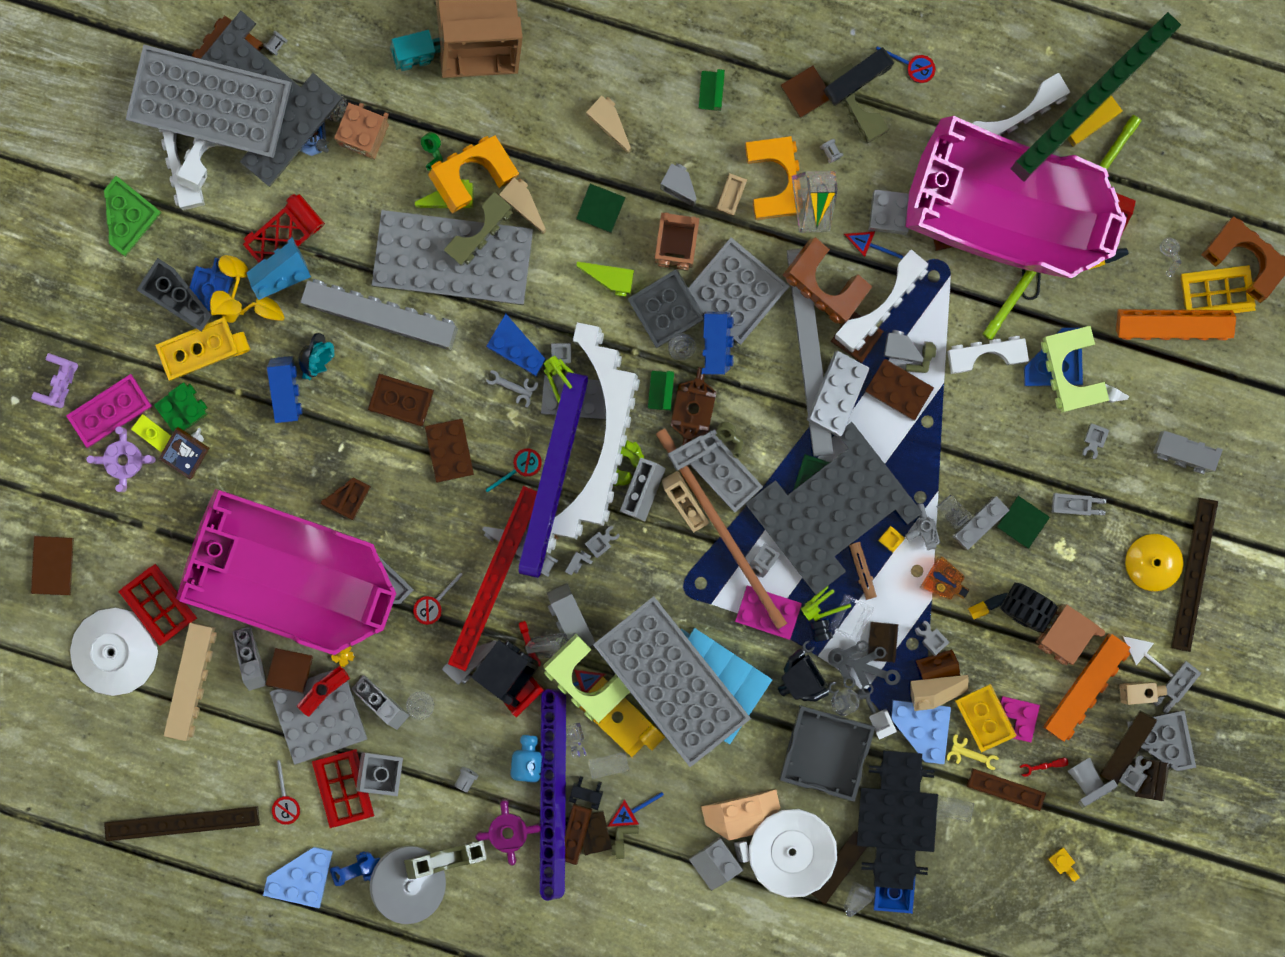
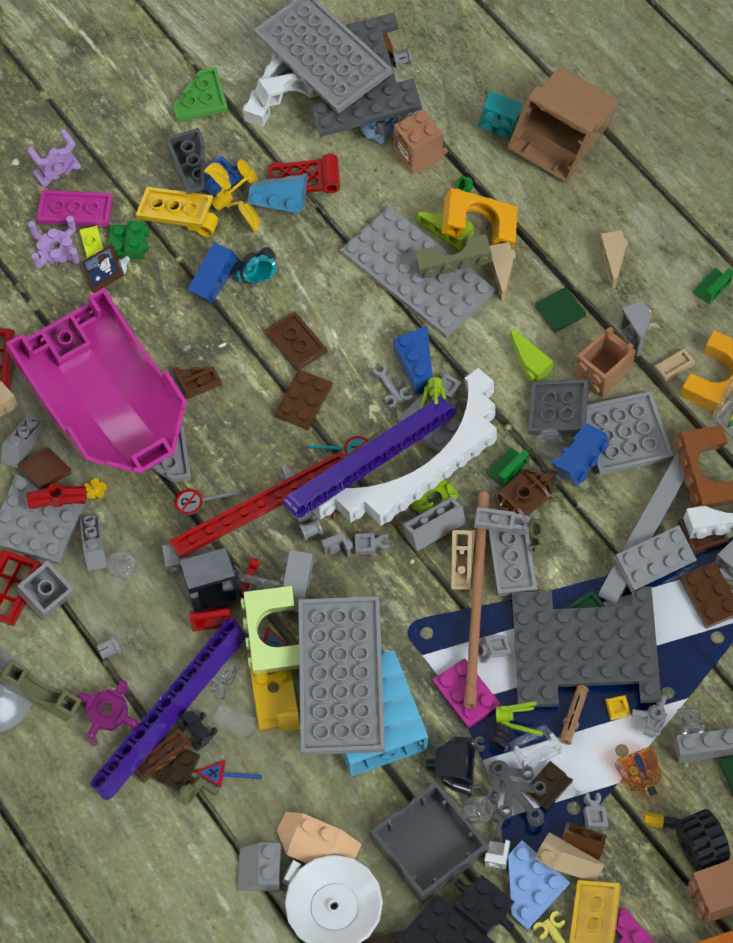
camera: 40 degrees right, 25 degrees down
(379, 315) = (329, 268): light grey brick -> none
(527, 761) = (169, 666): dark azure piece -> none

